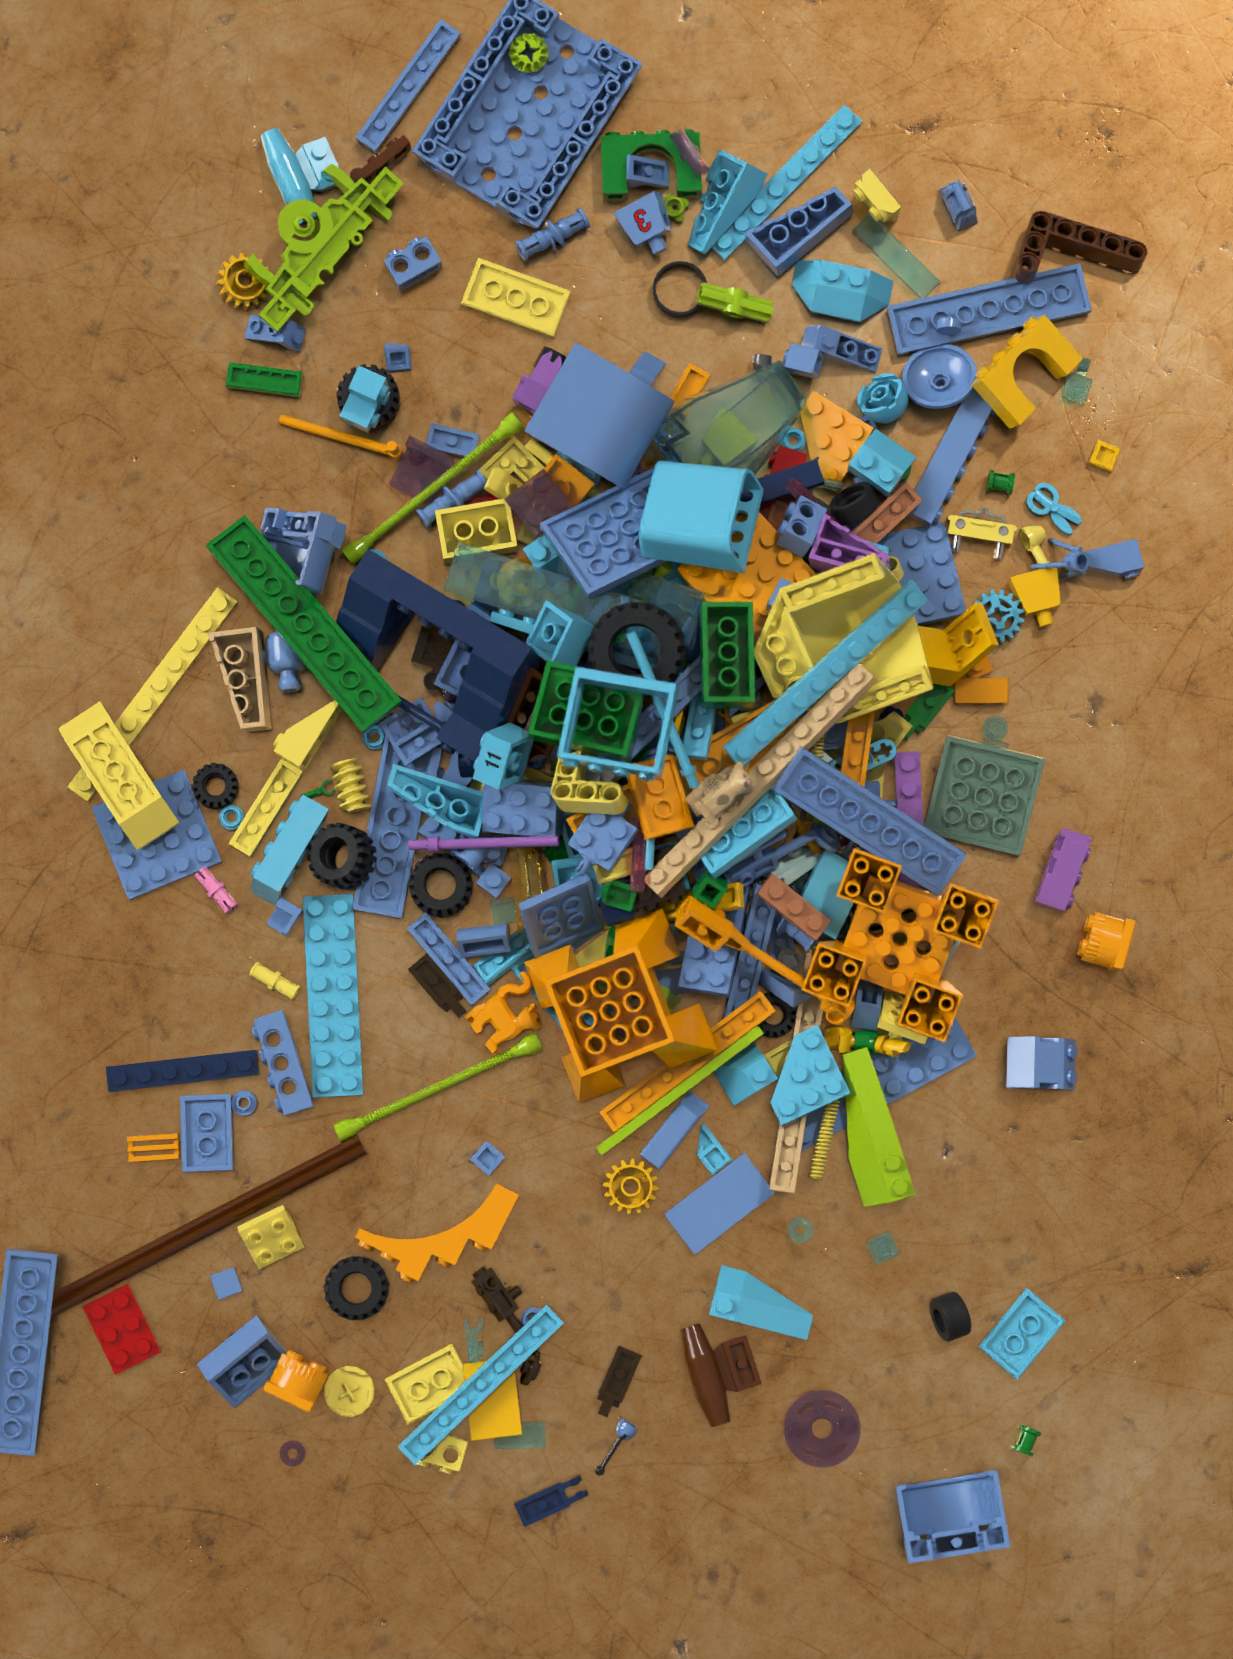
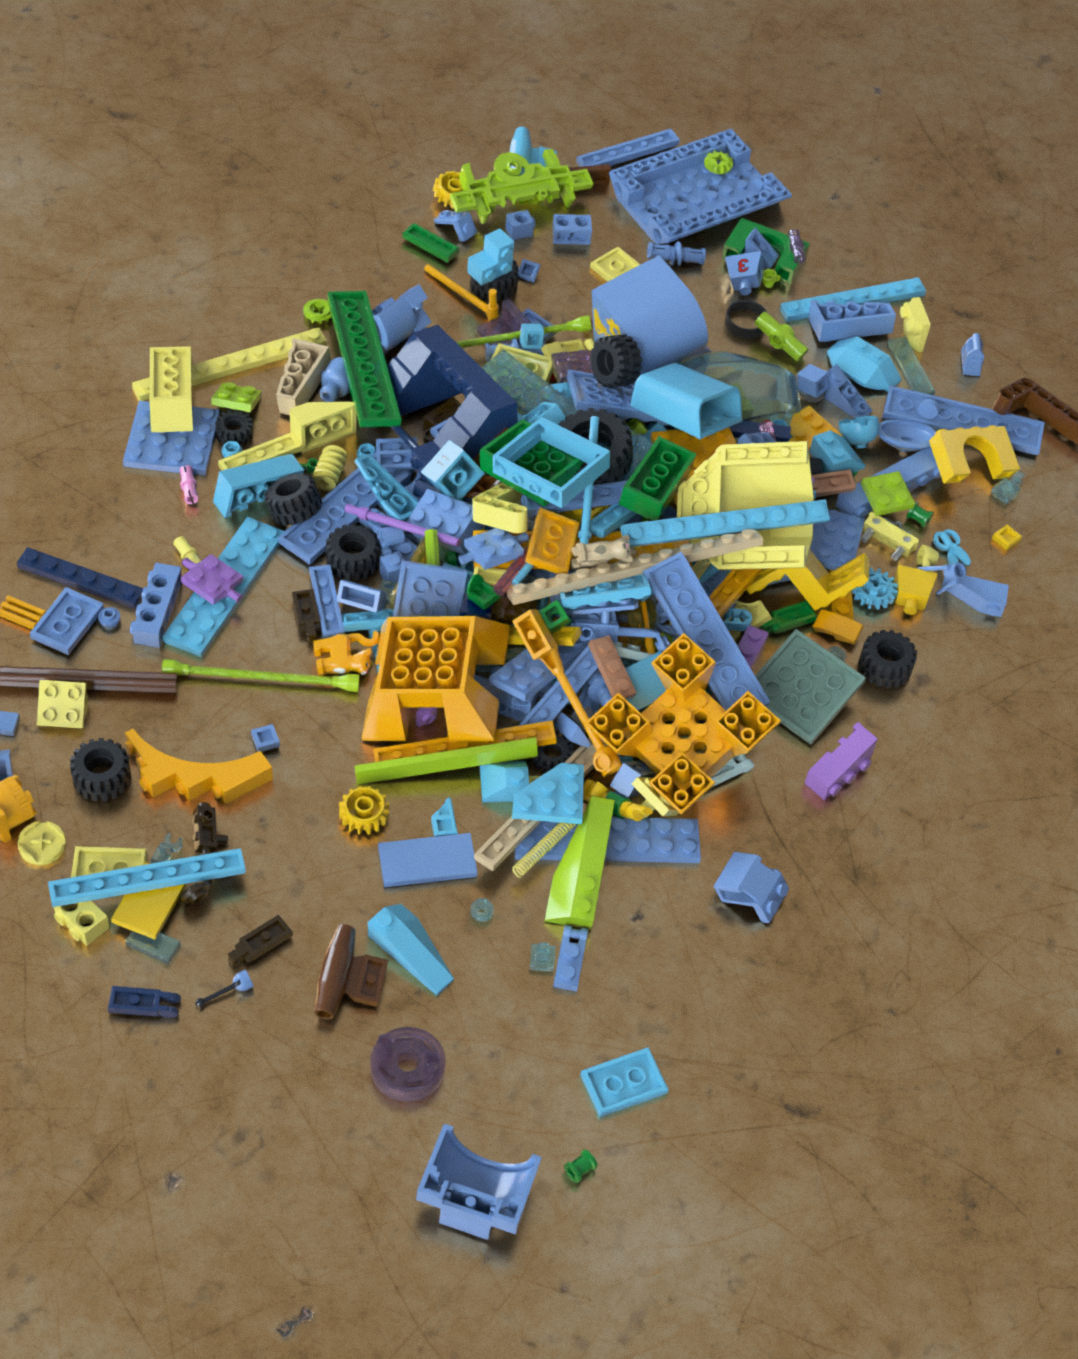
camera: 20 degrees right, 30 degrees down
(190, 565) = (319, 305): none -> lime gear
(193, 745) = (236, 397): none -> lime plate
(284, 917) = (228, 523): medium blue panel -> none
(322, 1005) = (212, 579): none -> medium lavender plate
(348, 302) = (519, 224): none -> medium blue brick
(466, 480) = (535, 339): none -> medium azure plate
(537, 866) = (432, 547): none -> lime axle
(595, 503) = (616, 361): none -> black tyre
(674, 1130) = (422, 790): medium blue piece -> none
(730, 190) = (816, 281): medium azure wedge -> none
(909, 1234) = (570, 959): none -> medium blue plate
(950, 1316) = (570, 1031): black tyre -> none
(957, 484) = (887, 493): none -> lime plate
(1067, 692) = (889, 645): none -> black tyre
(1106, 941) = (852, 824): light orange piece -> none

